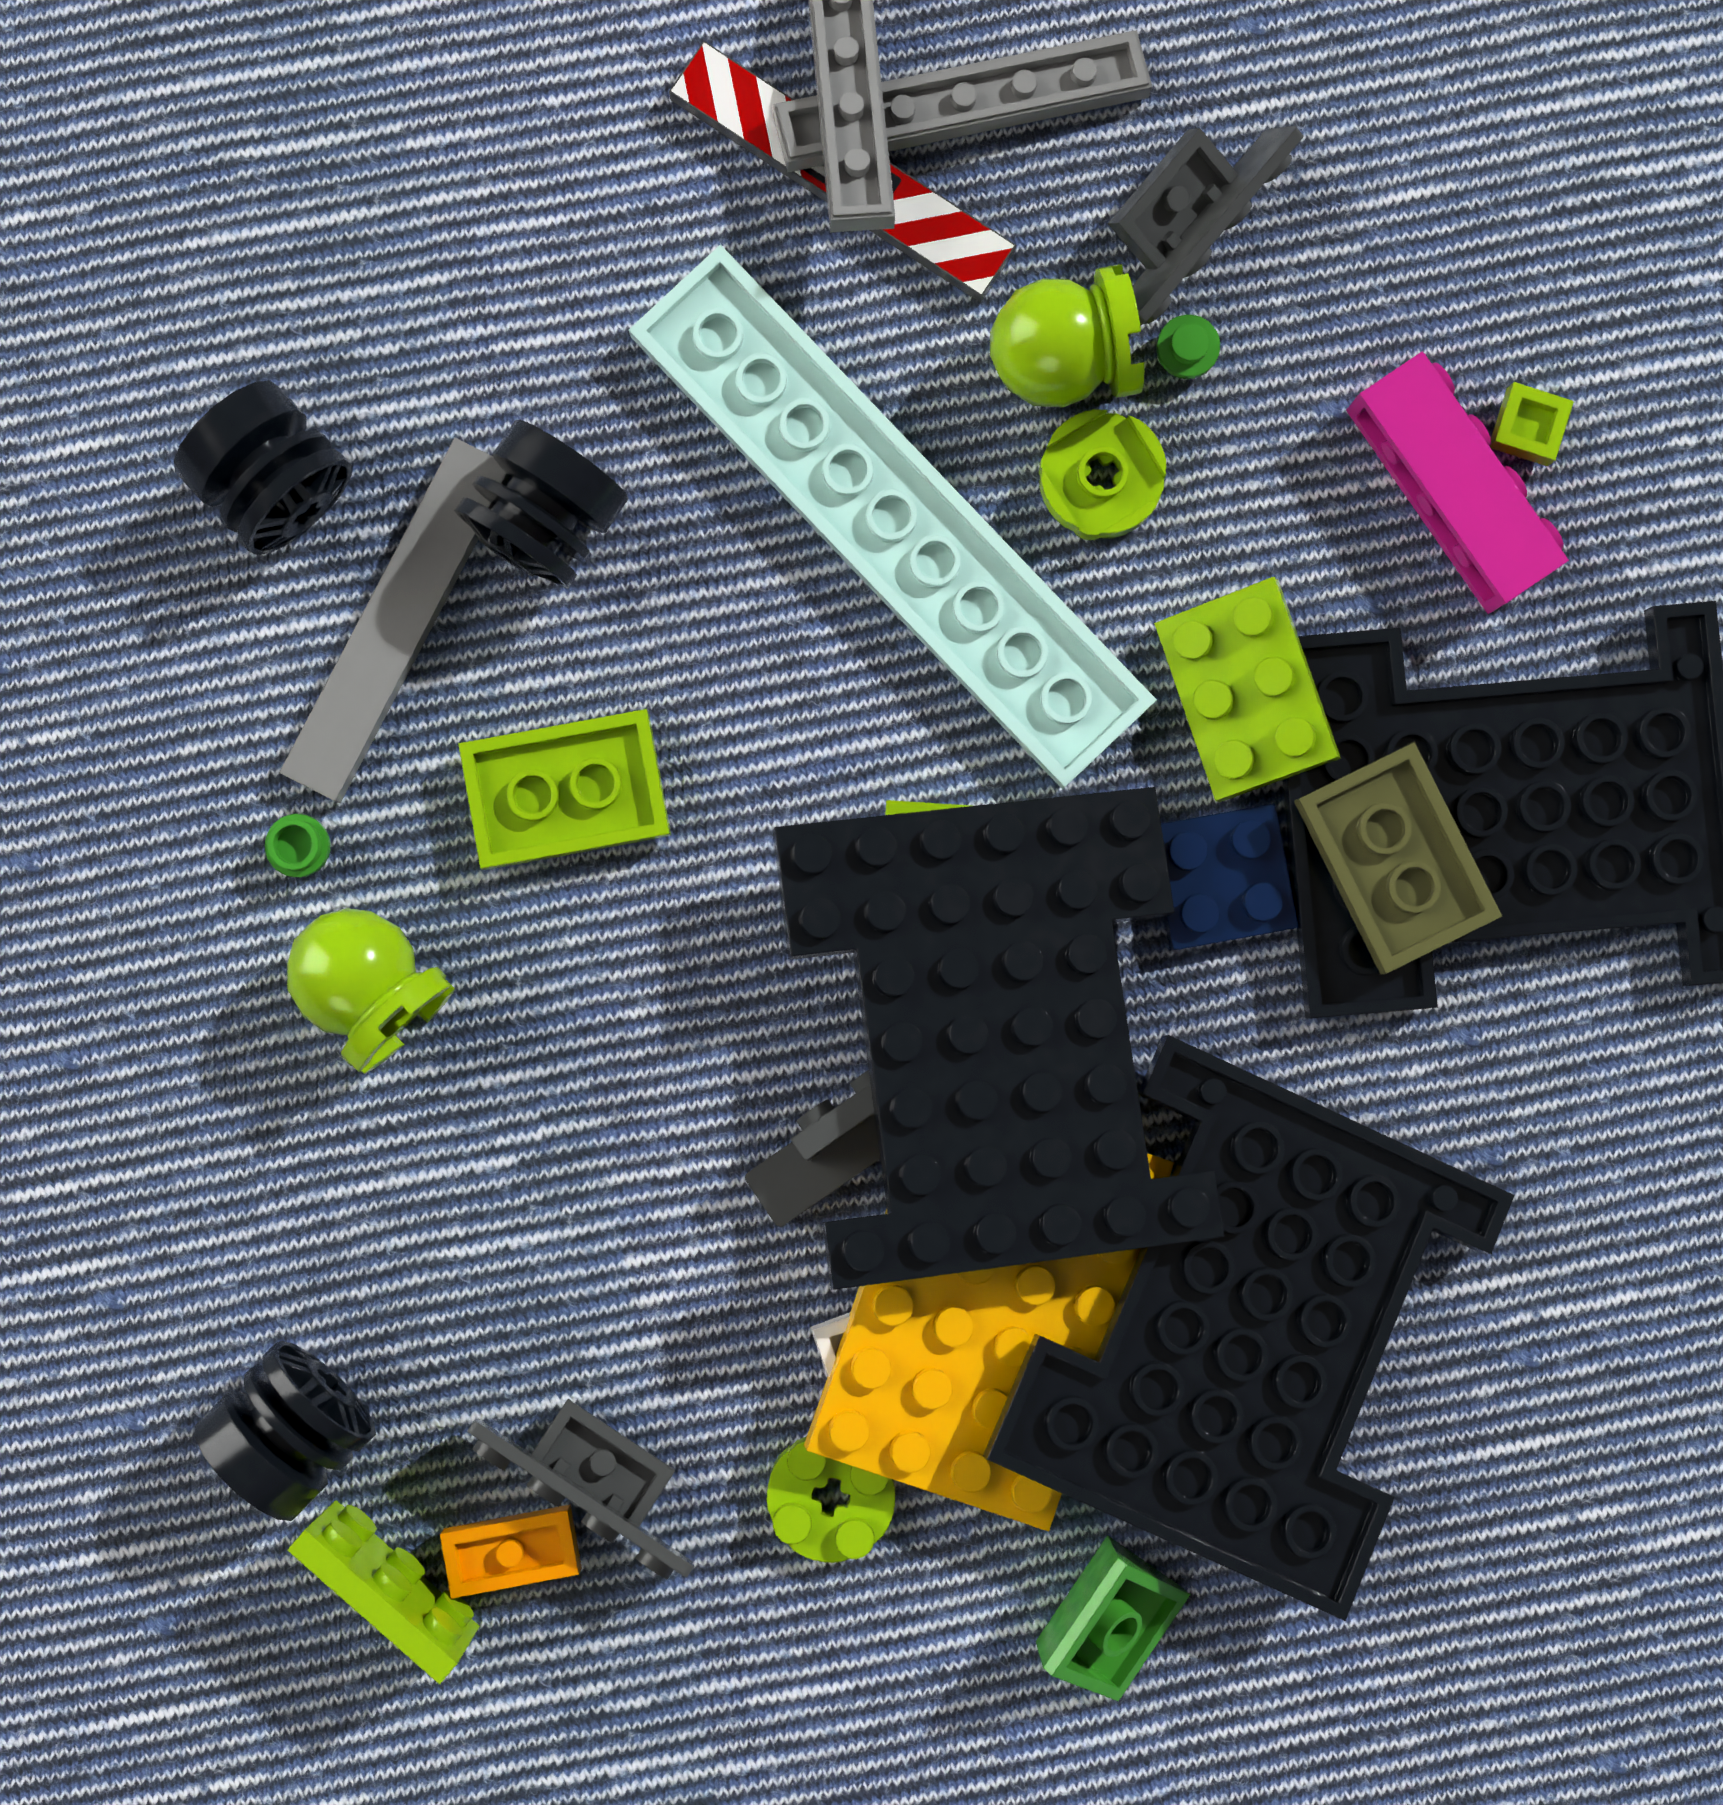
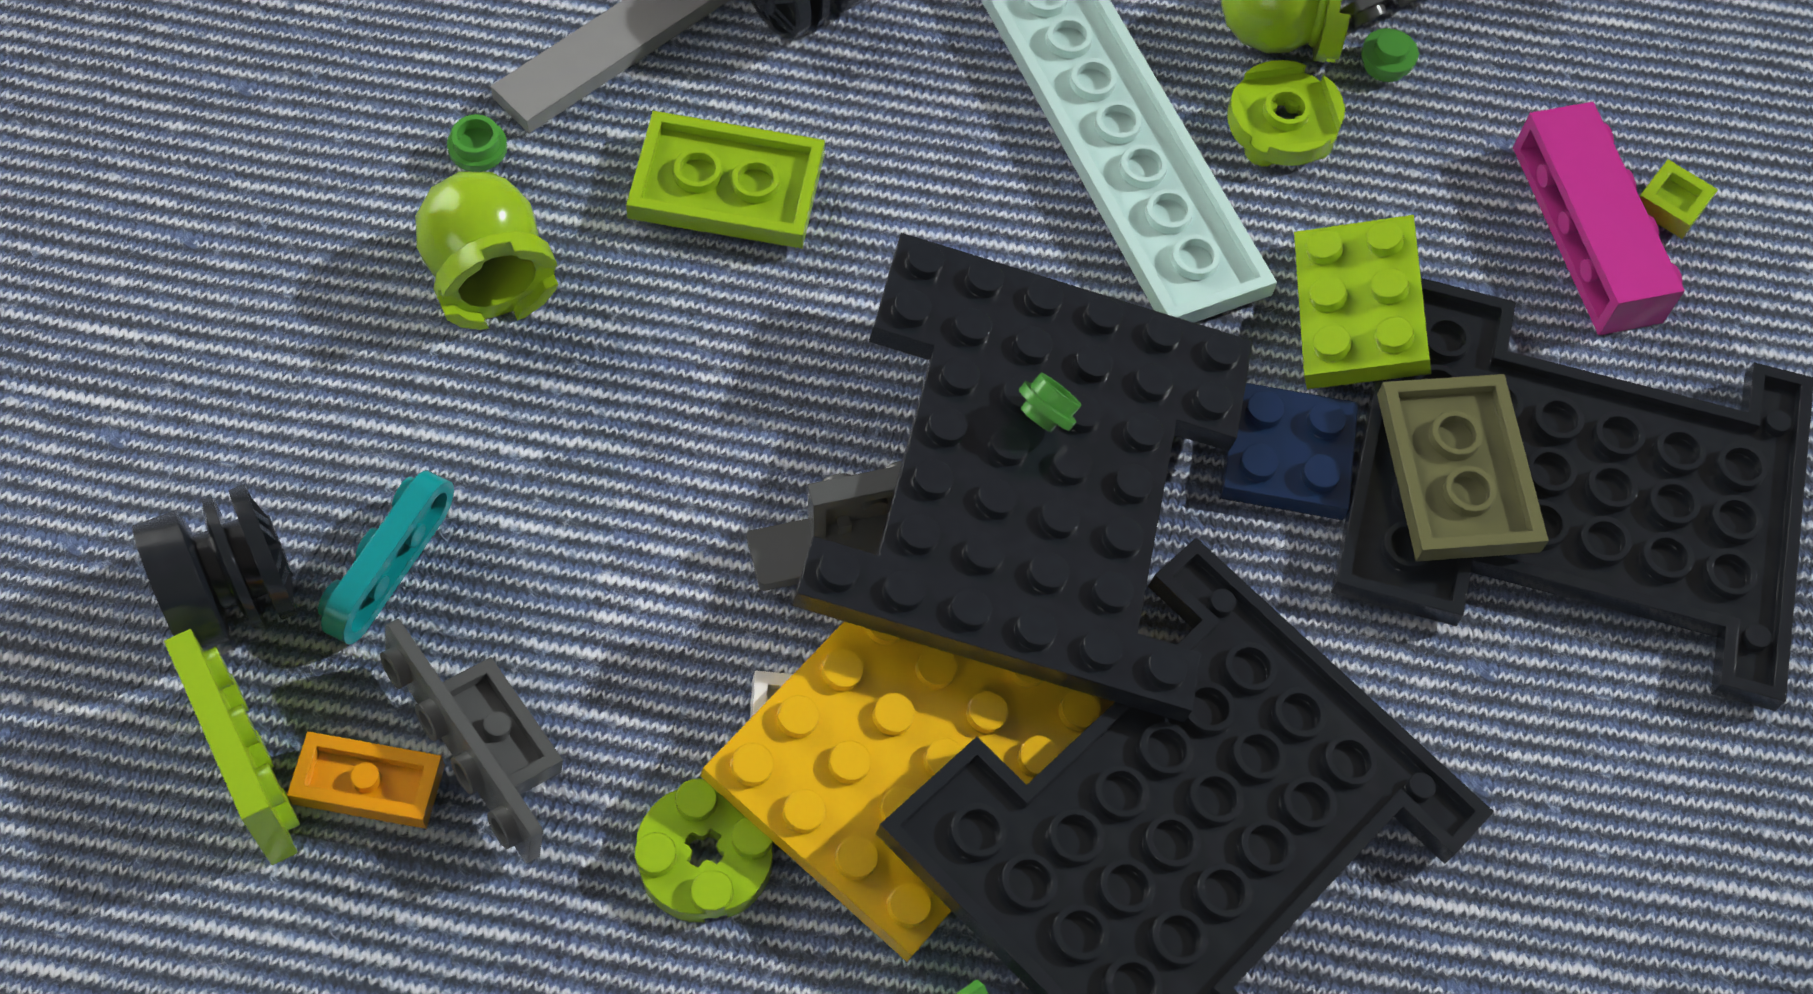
camera: 20 degrees right, 25 degrees down
(425, 1335) = (385, 557): none -> teal plate
(993, 987) = (1049, 403): none -> bright green plate

